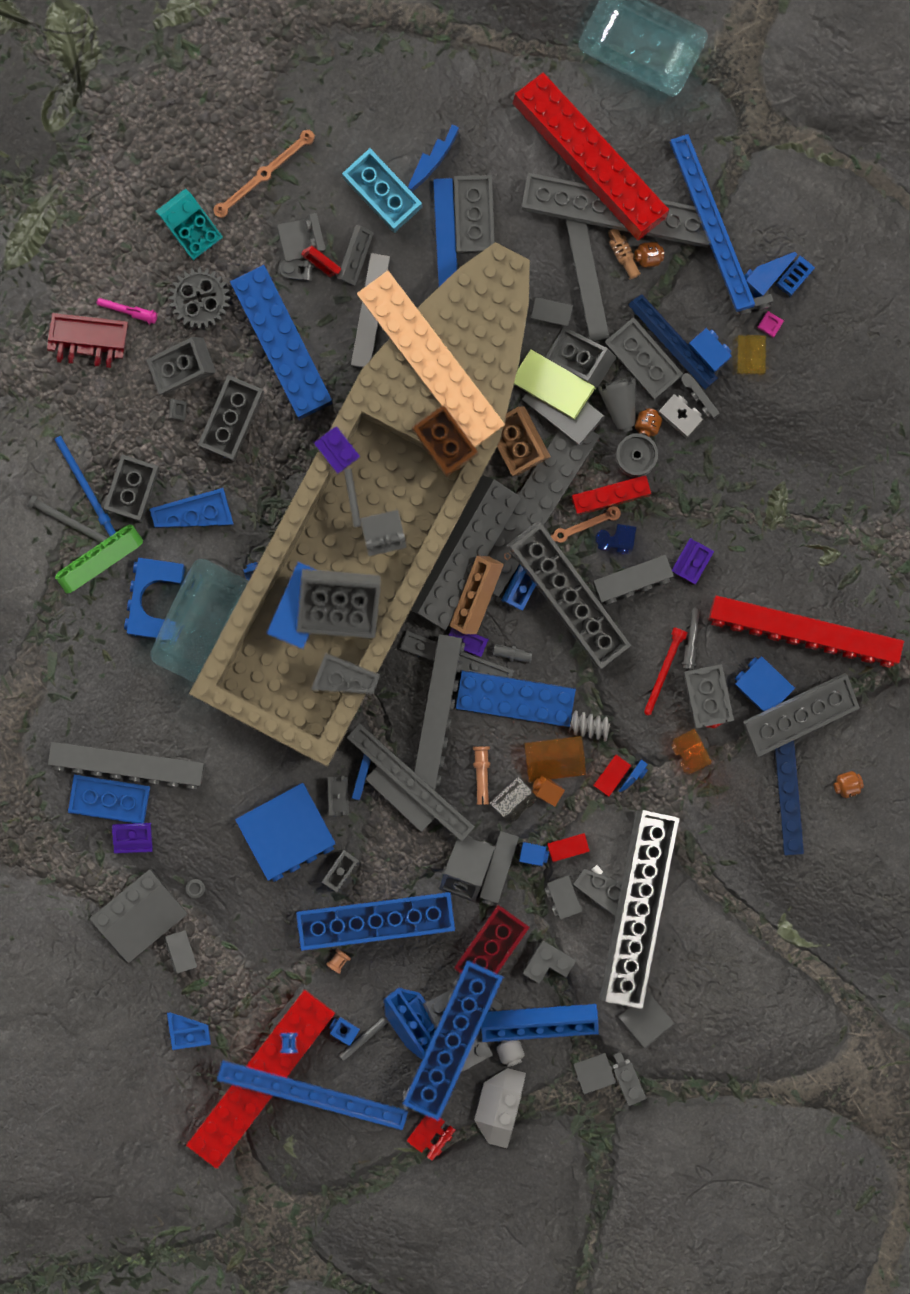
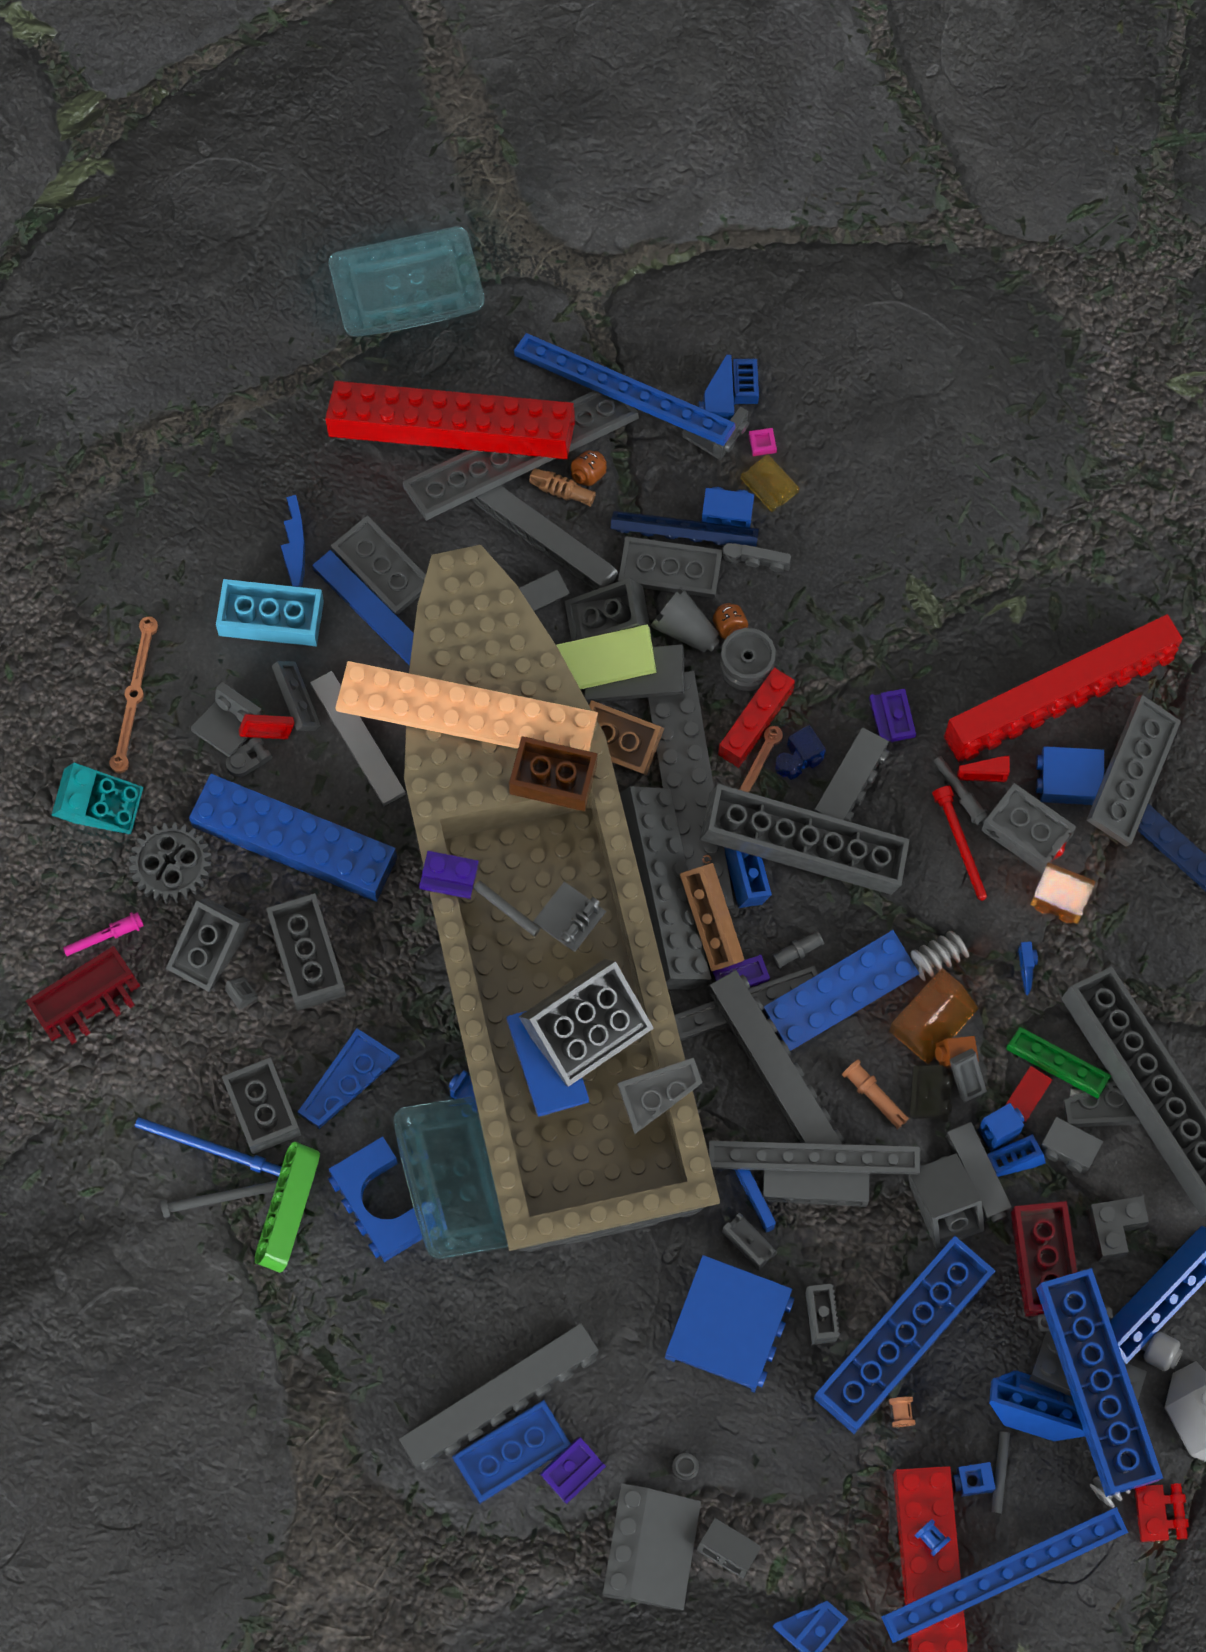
camera: 45 degrees left, 15 degrees down
(533, 886) = (1021, 1146): none -> blue slope
(541, 809) = (968, 1075): none -> dark grey tile
(601, 845) = (1058, 1062): none -> green tile
(612, 775) = (1005, 986): red tile -> none
(670, 413) = (767, 594): light grey brick -> none
(721, 643) = (987, 770): none -> red slope

